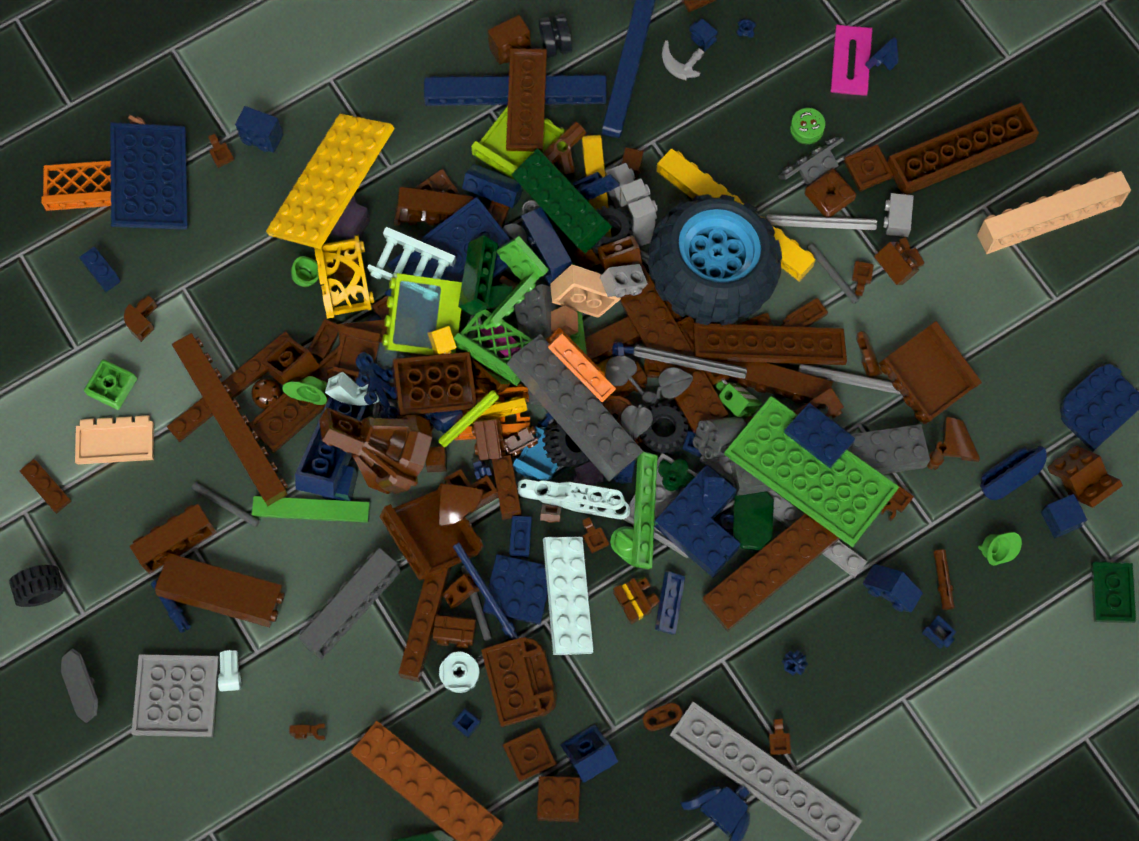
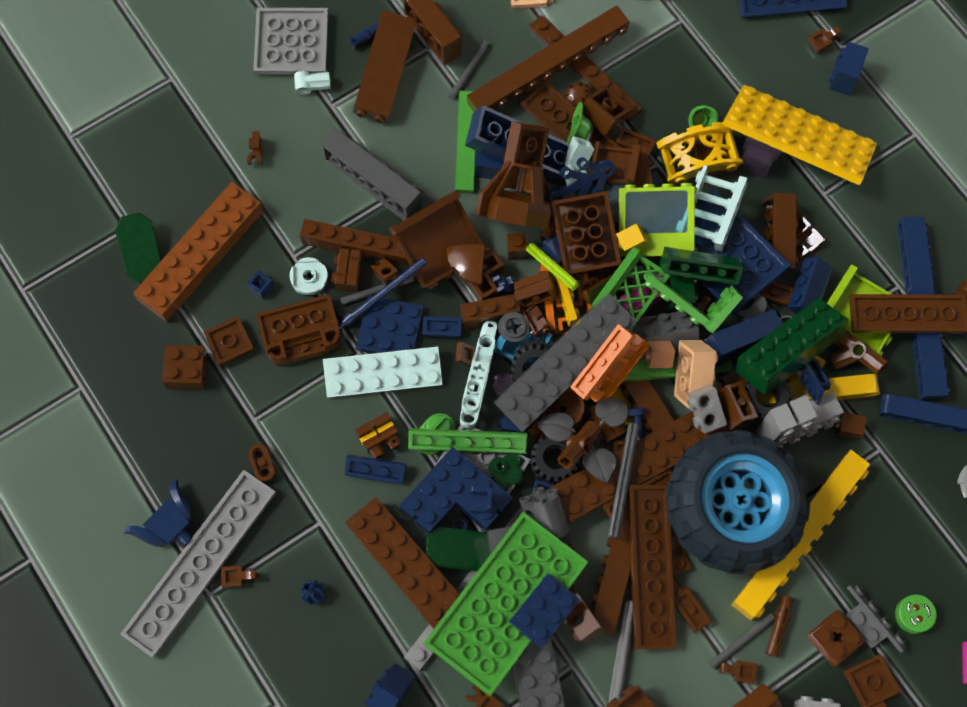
camera: 85 degrees right, 0 degrees up
(531, 453) = (516, 319): none -> dark grey gear
(589, 753) = (228, 394): dark blue slope -> none
(594, 538) = (440, 396): reddish brown plate -> none
(656, 399) = (579, 444): none -> reddish brown piece
(738, 399) = (589, 534): bright green torso -> none
(821, 240) = (782, 617): none -> reddish brown pin
(822, 222) = (801, 629): light grey axle -> none
(869, 358) = (649, 674): reddish brown slope -> none

